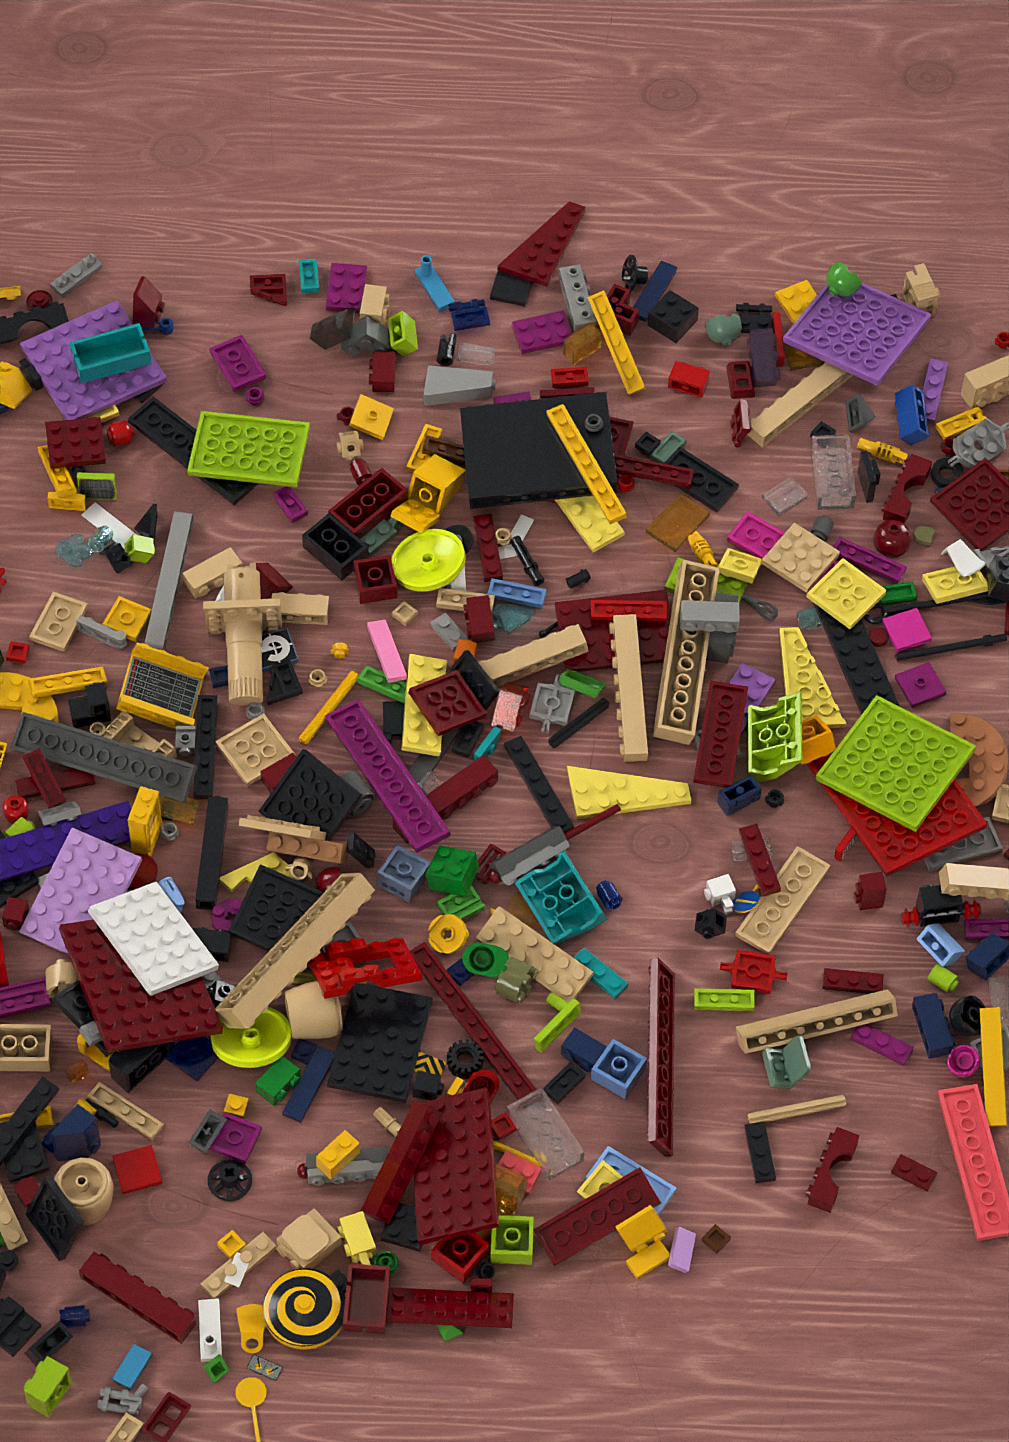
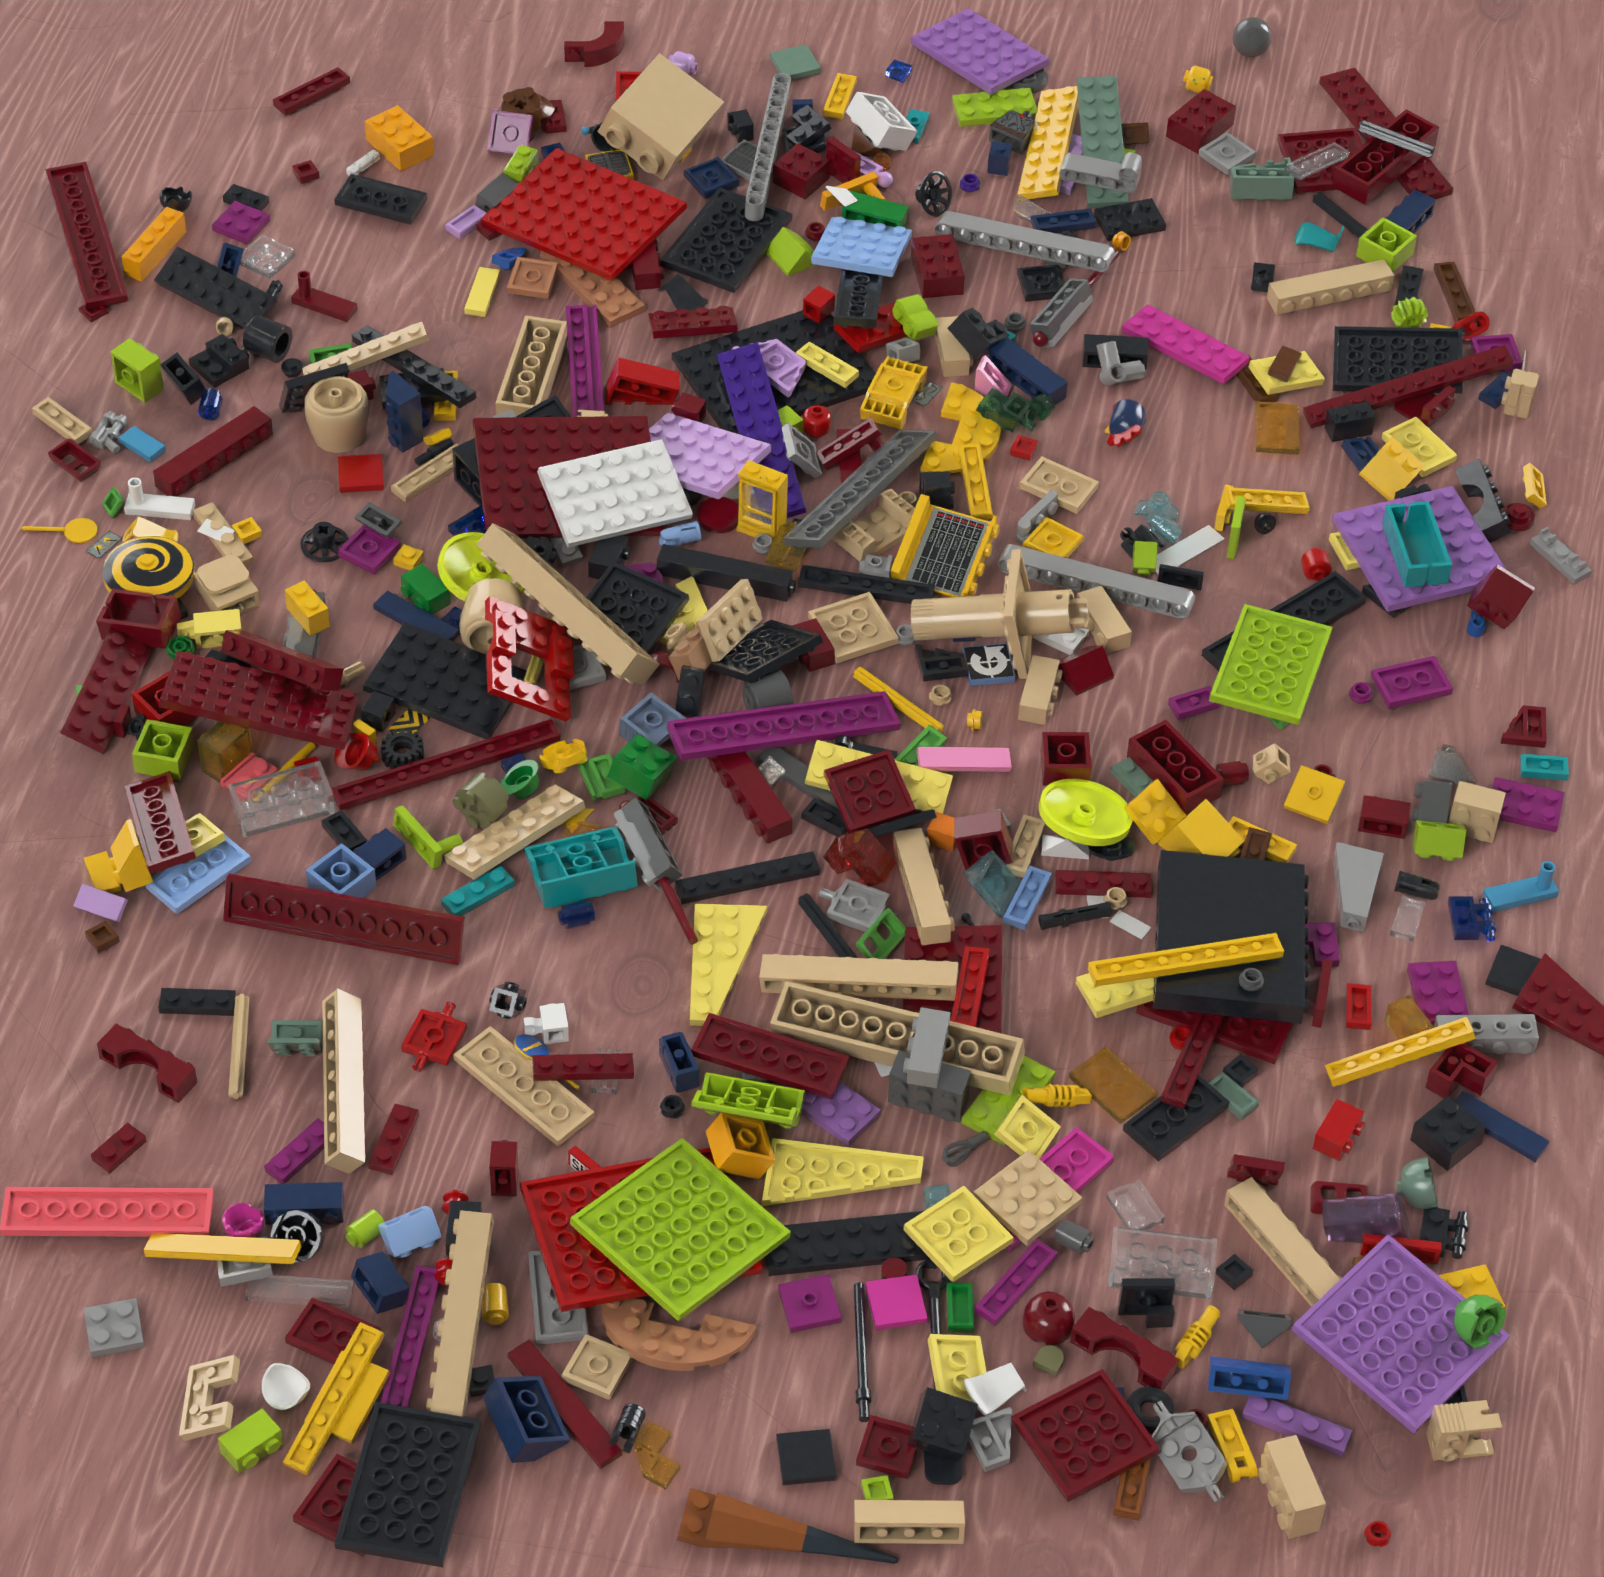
camera: 100 degrees right, 10 degrees down
(75, 443) = (1300, 516): dark red plate -> none
(334, 546) = (1115, 724): black brick -> none
(404, 613) = (1019, 790): tan tile -> none
(489, 744) = (810, 833): teal plate -> none
(577, 579) = (1041, 966): black pin -> none
(635, 275) = (1522, 1104): black wheel -> none
(723, 999) = (405, 1001): lime plate -> none

